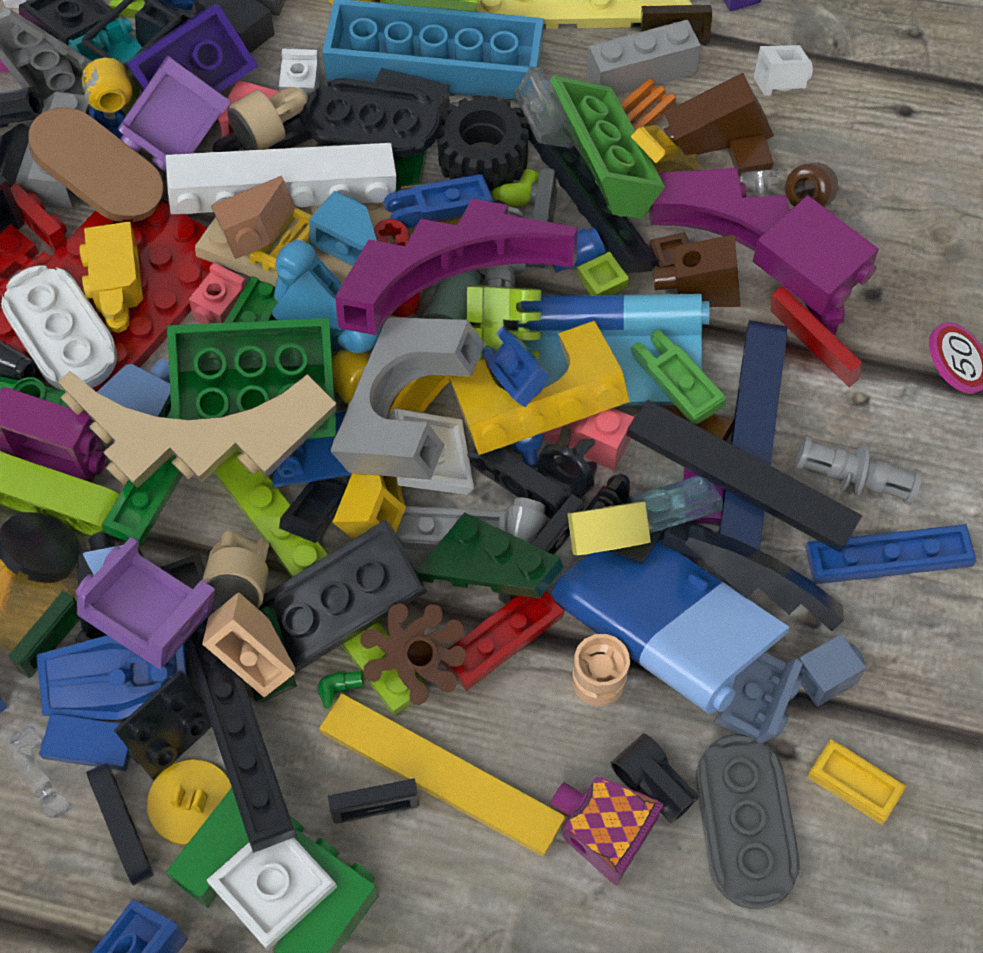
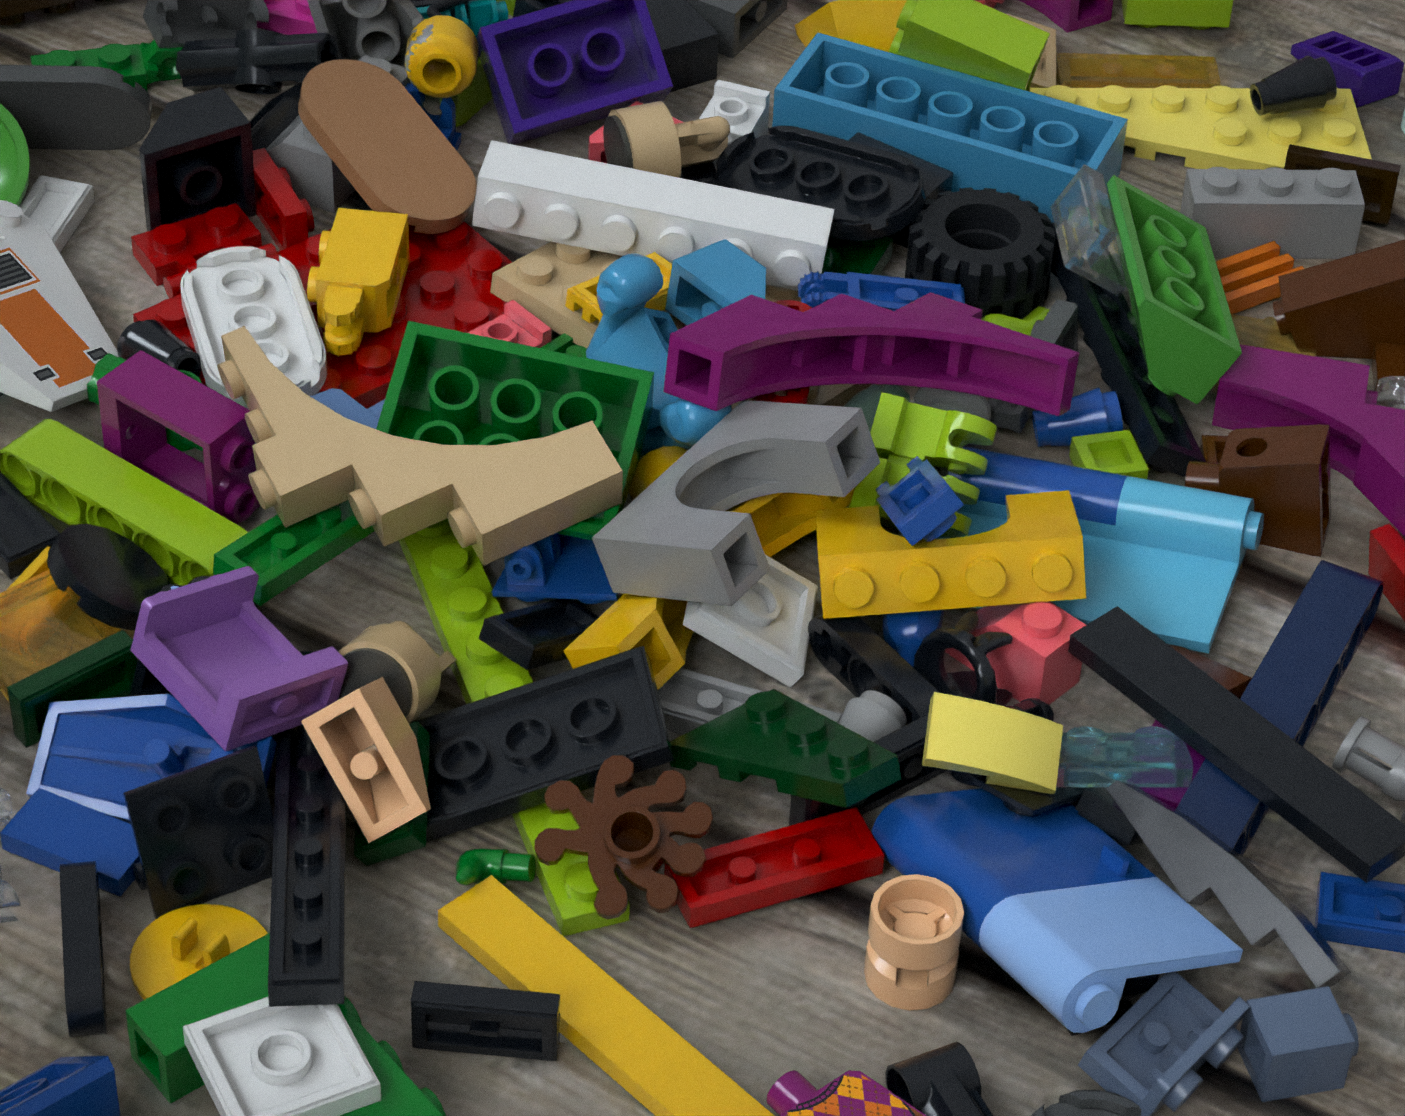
camera: 15 degrees right, 20 degrees down
(172, 113) = (527, 100): medium lavender panel -> none
(254, 216) = (586, 238): nougat slope -> none
(655, 143) = (1249, 304): yellow tile -> none
(680, 378) = (1181, 600): bright green hinge -> none

